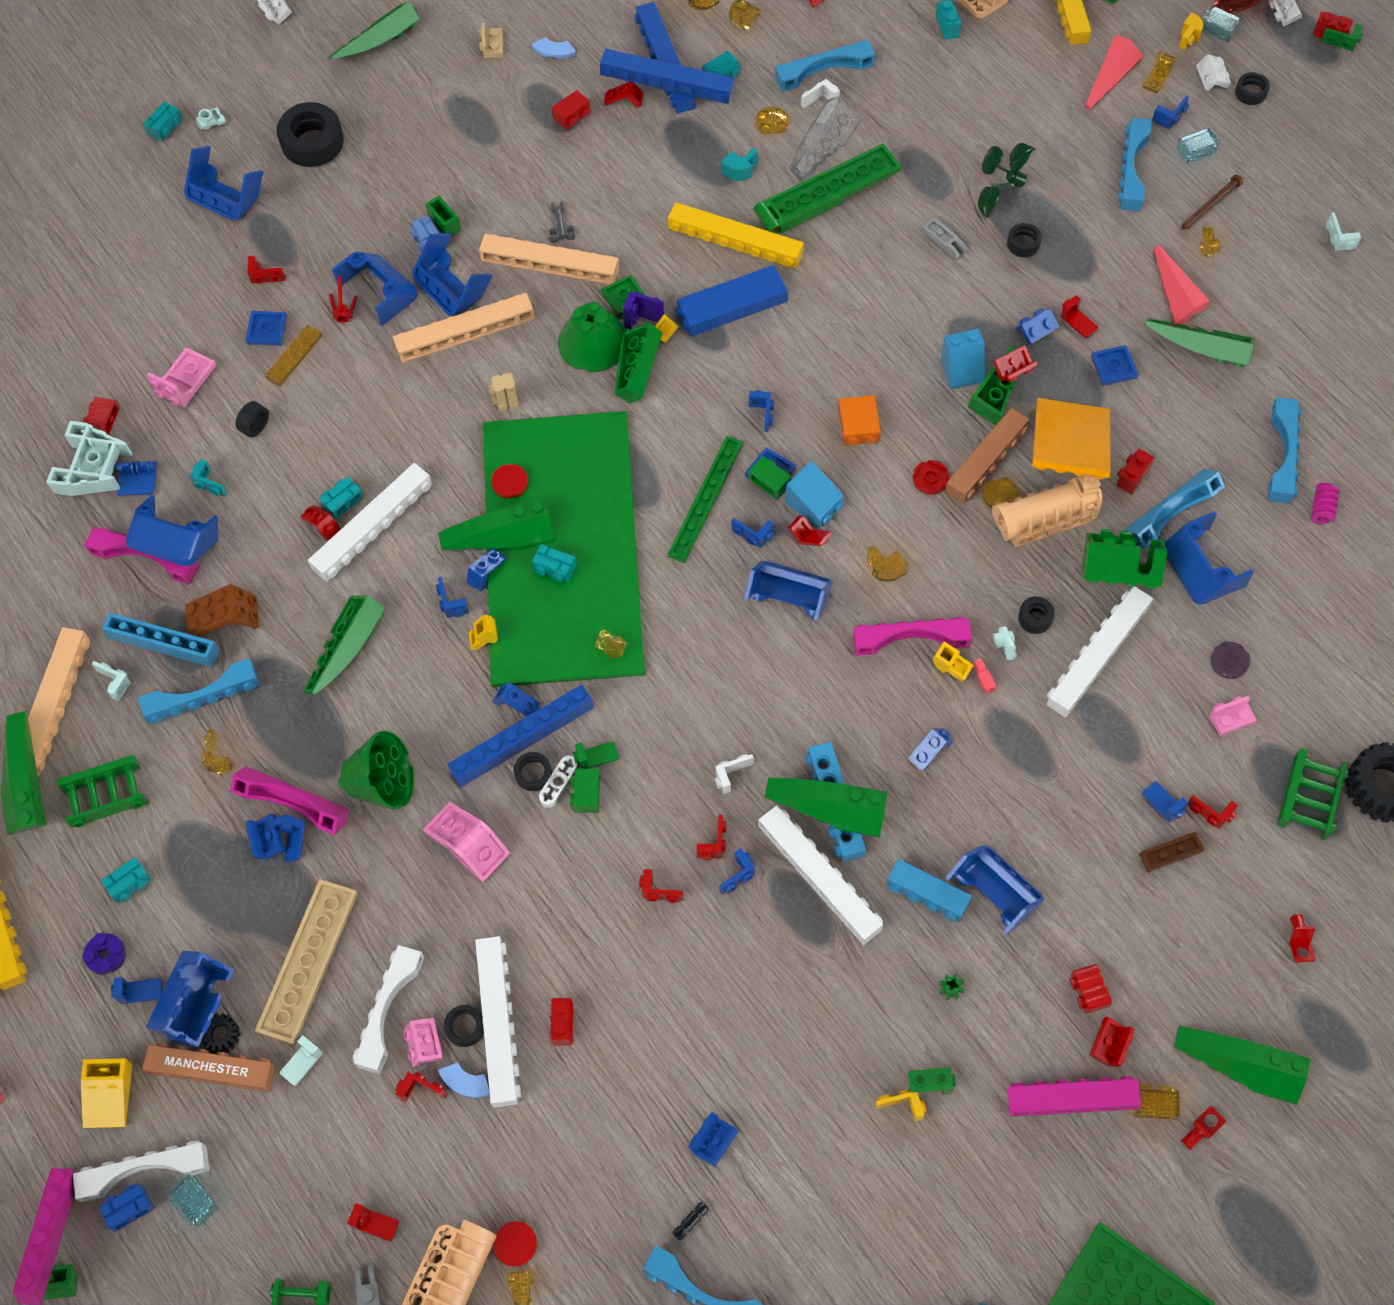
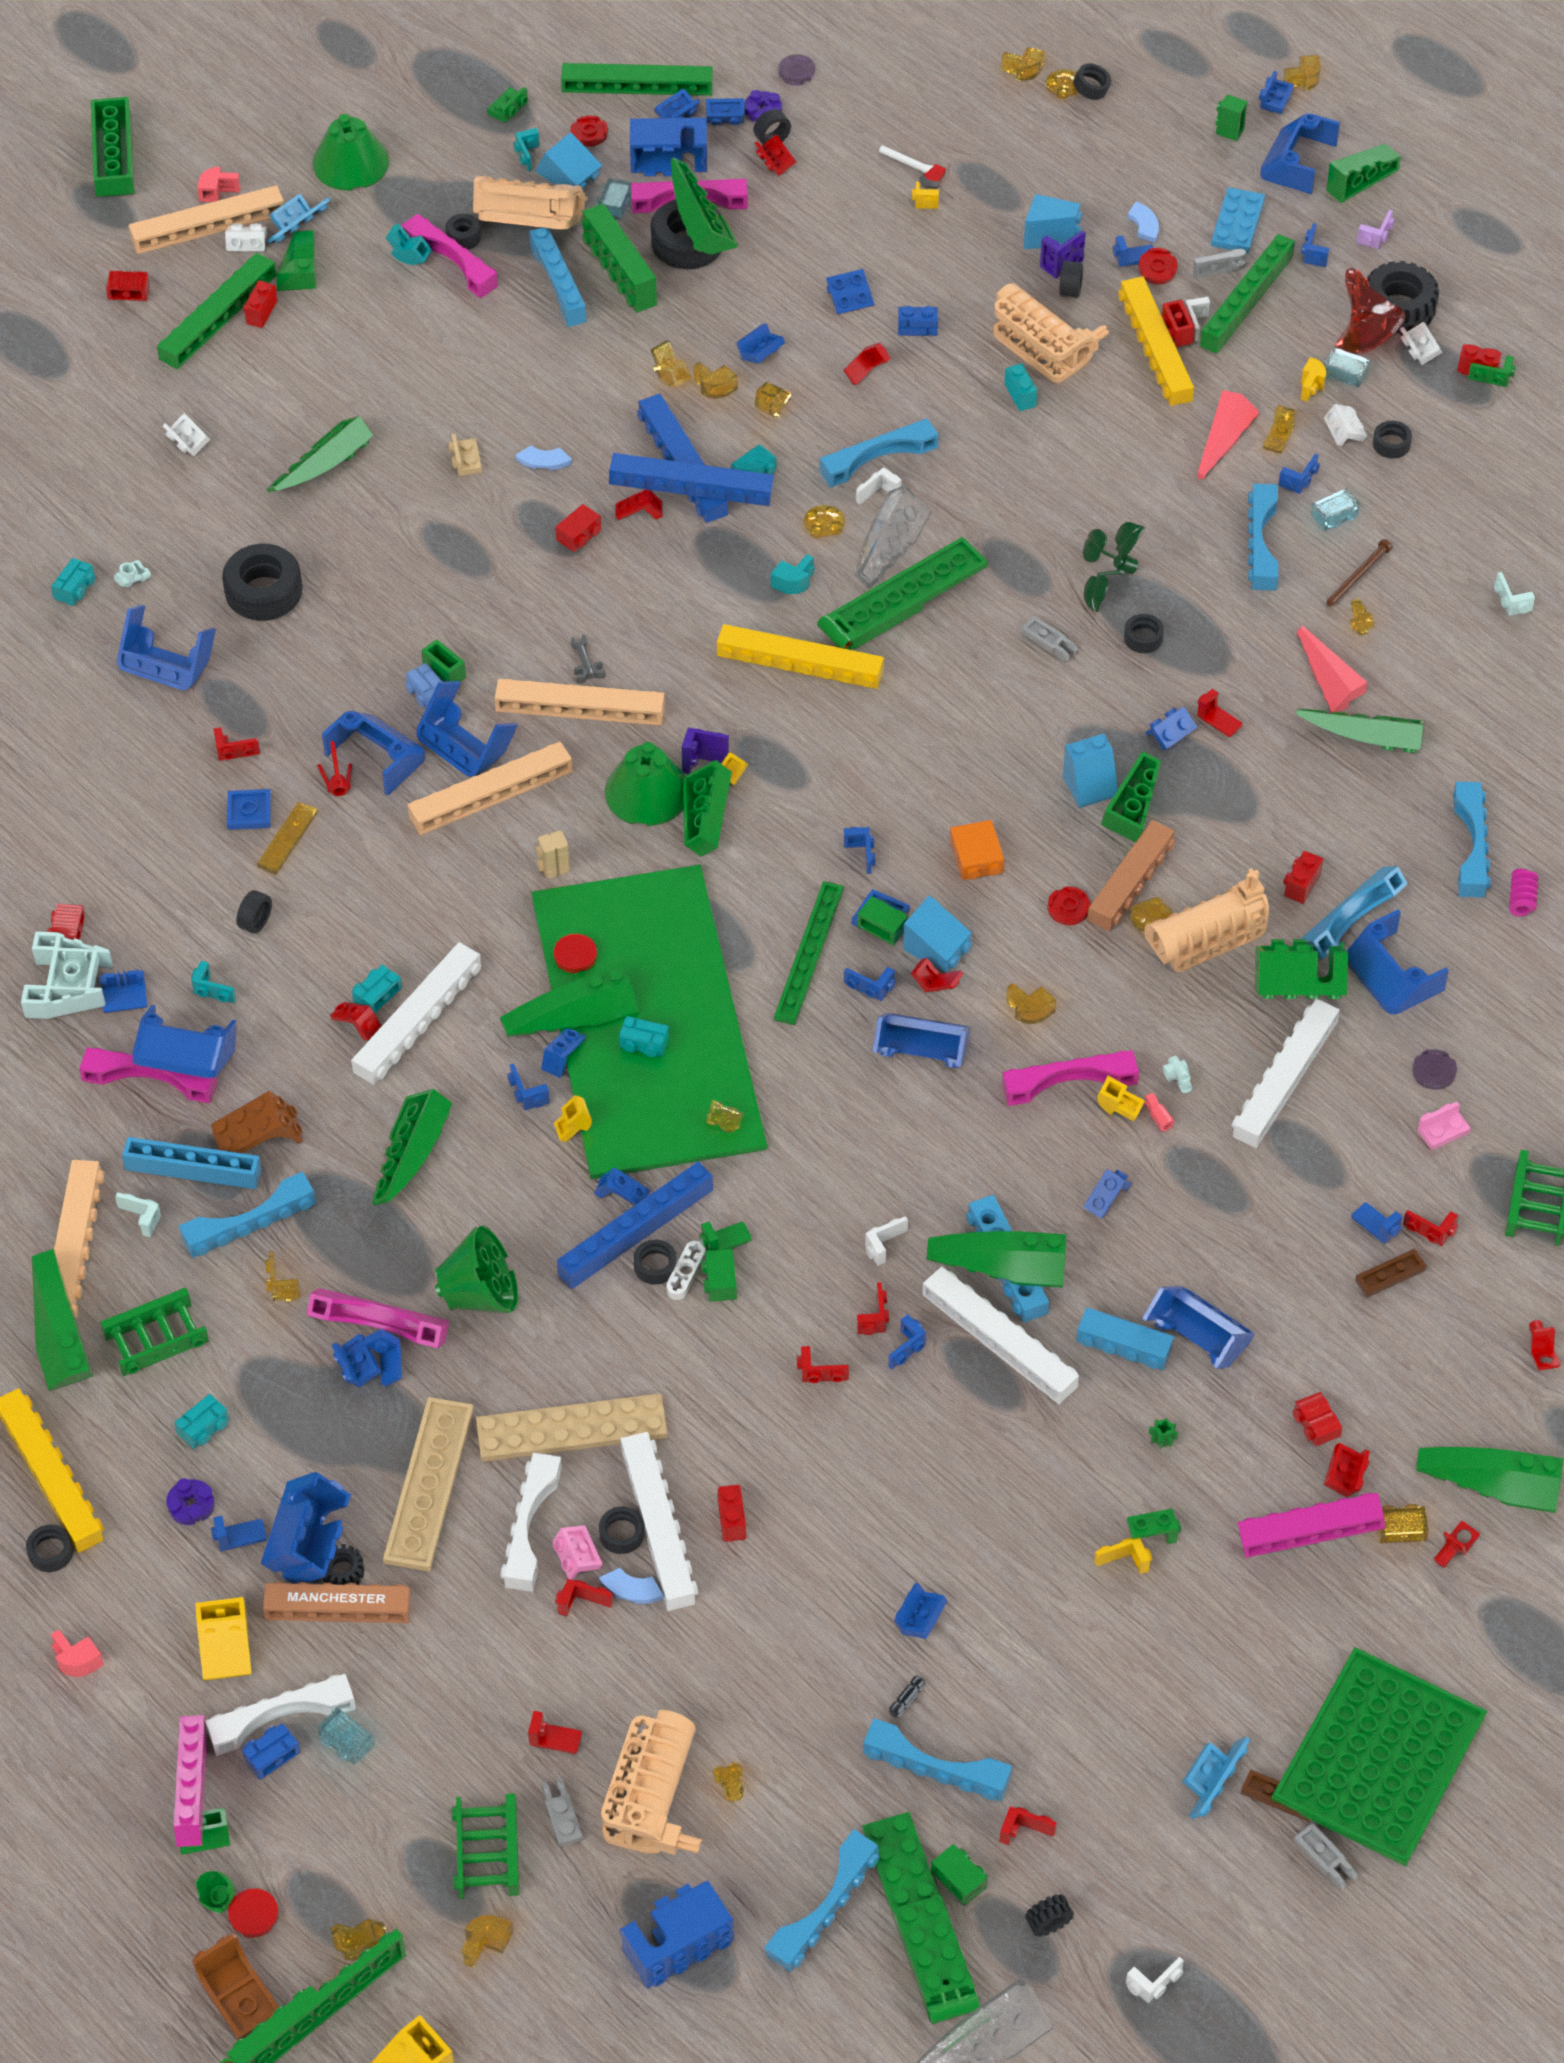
camera: 10 degrees left, 10 degrees down
(182, 378) = (158, 873): bright pink bracket -> none
(301, 1061) = (443, 1584): light aqua bracket -> none
(437, 920) = (569, 1427): none -> tan plate
(467, 840) = (596, 1337): bright pink bracket -> none
(515, 1244) = (716, 1740): red tile -> none
(618, 292) = (671, 734): green tile -> none
(731, 300) = (806, 730): blue brick -> none
(1013, 364) = (1149, 769): bracket -> none
(1033, 625) = (1209, 1052): black tyre -> none
(1072, 438) = (1226, 843): light orange tile -> none
(1114, 365) = (1266, 764): blue plate -> none

